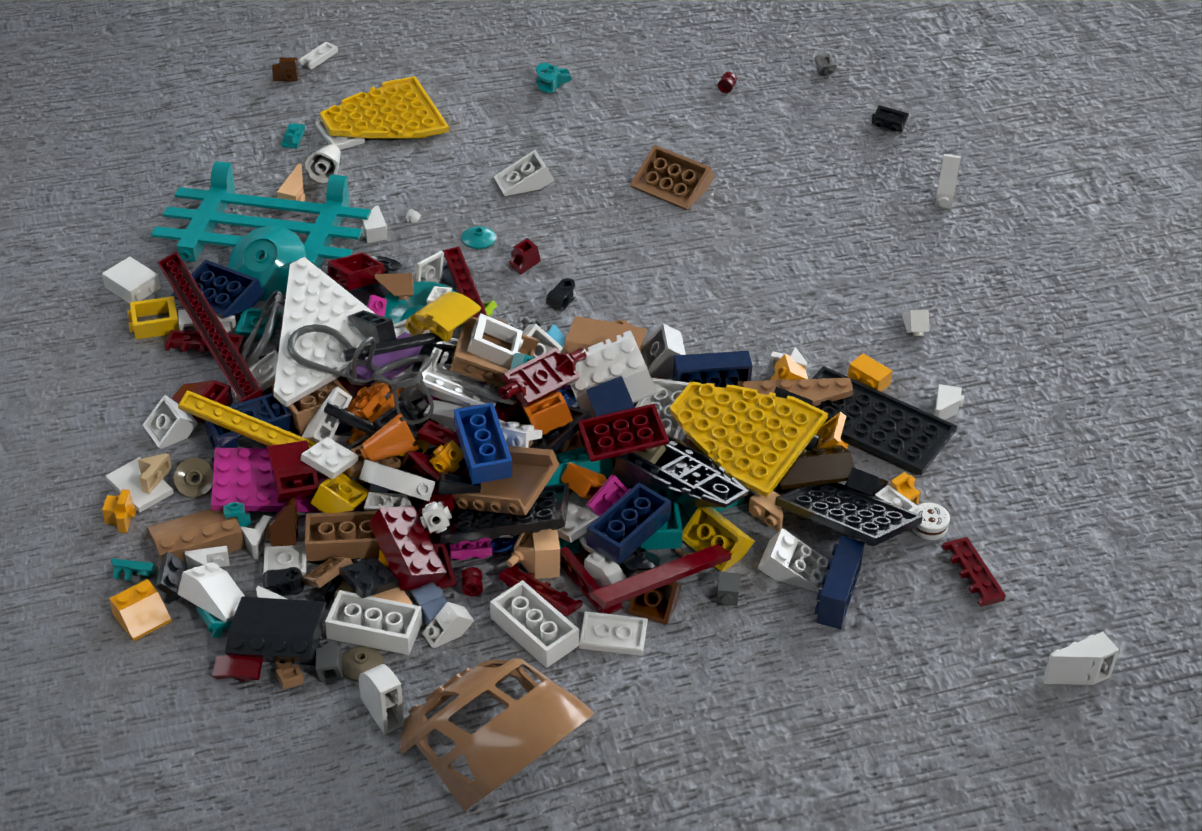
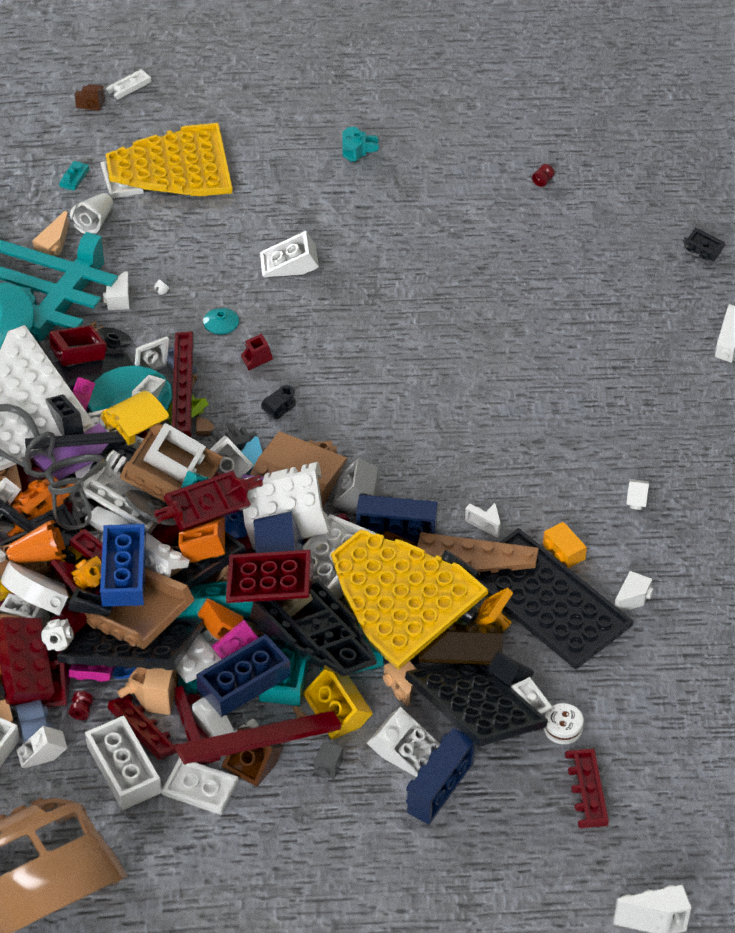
camera: 15 degrees right, 5 degrees up
(397, 284) = (111, 369): medium nougat slope -> none
(641, 560) = (253, 713): black dish -> none
(673, 177) = (442, 283): medium nougat slope -> none
(788, 370) = (479, 528): light orange brick -> none
(825, 64) = (658, 167): flat silver bracket -> none
(905, 485) = (549, 684): light orange brick -> none

